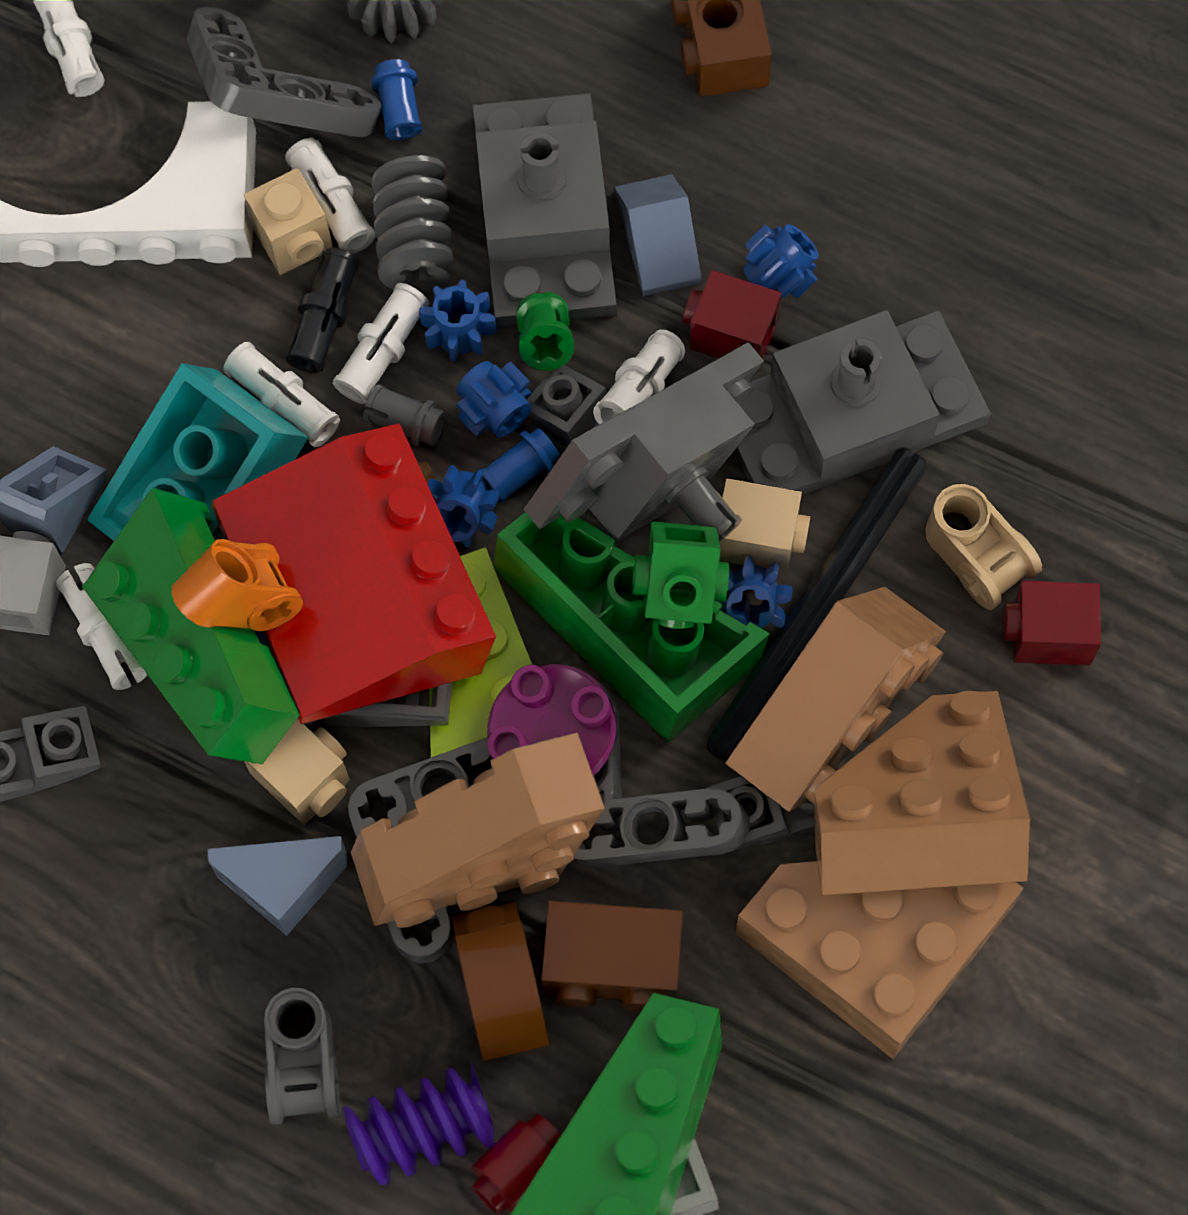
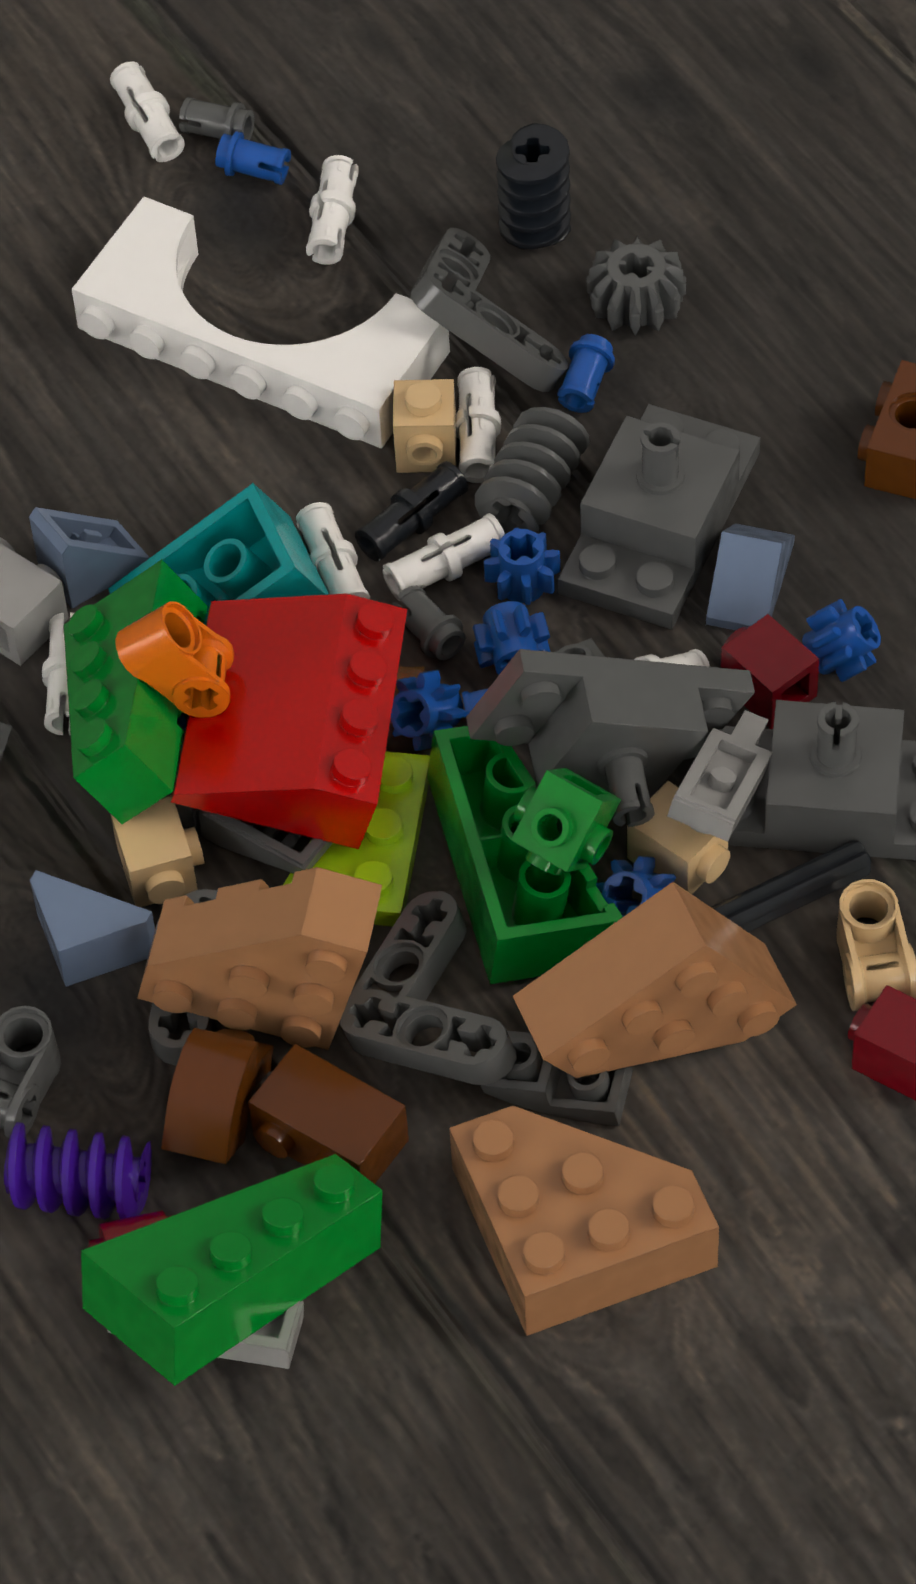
camera: 30 degrees right, 15 degrees down
(544, 330) = (594, 620): green bush -> none
(551, 704) = (410, 913): magenta dish -> none
(781, 457) = (722, 779): none -> light grey hinge
(926, 804) = (669, 1110): medium nougat brick -> none

